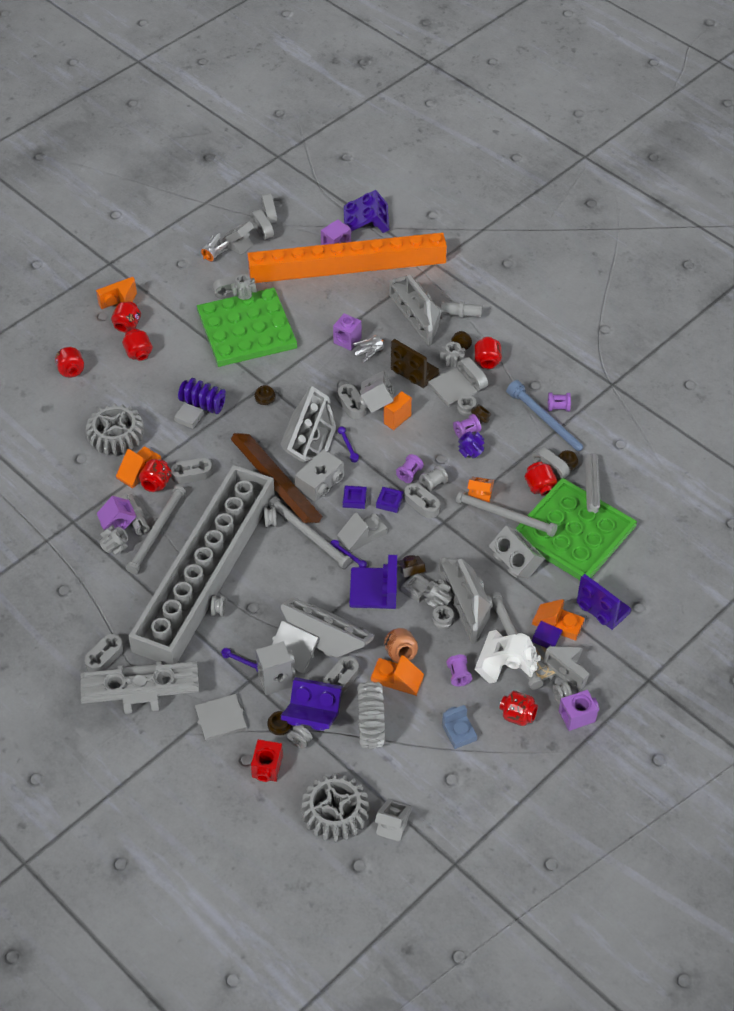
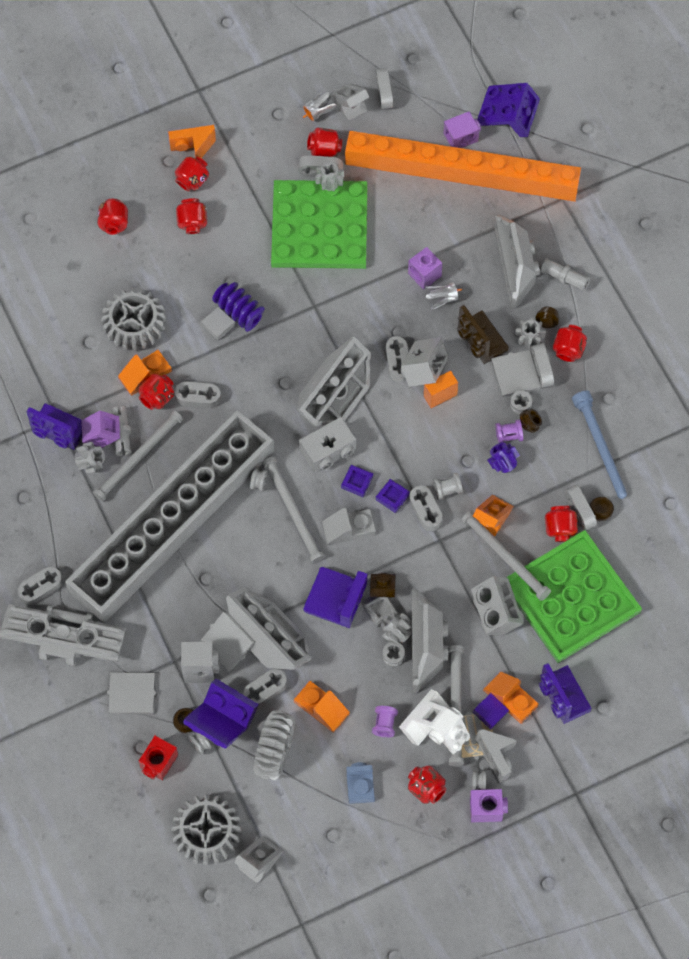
camera: 20 degrees right, 15 degrees up
(73, 524) = (56, 425): none -> dark purple bracket
(218, 605) = (169, 568): light grey bush -> none
(226, 653) = (161, 623): dark purple hinge -> none
(228, 267) = (324, 142): none -> red head
(264, 395) = (307, 323): dark brown plate -> none
(268, 207) = (400, 67): light grey beam -> none
(282, 483) = (282, 433): reddish brown tile -> none
(354, 457) = (375, 430): dark purple hinge -> none
(362, 563) = (315, 532): dark purple hinge -> none
(399, 643) = (336, 675): nougat head -> none
(409, 468) = (427, 465): medium lavender bush -> none
(559, 401) = (623, 431): medium lavender bush -> none
(592, 483) = (613, 547): light grey axle -> none

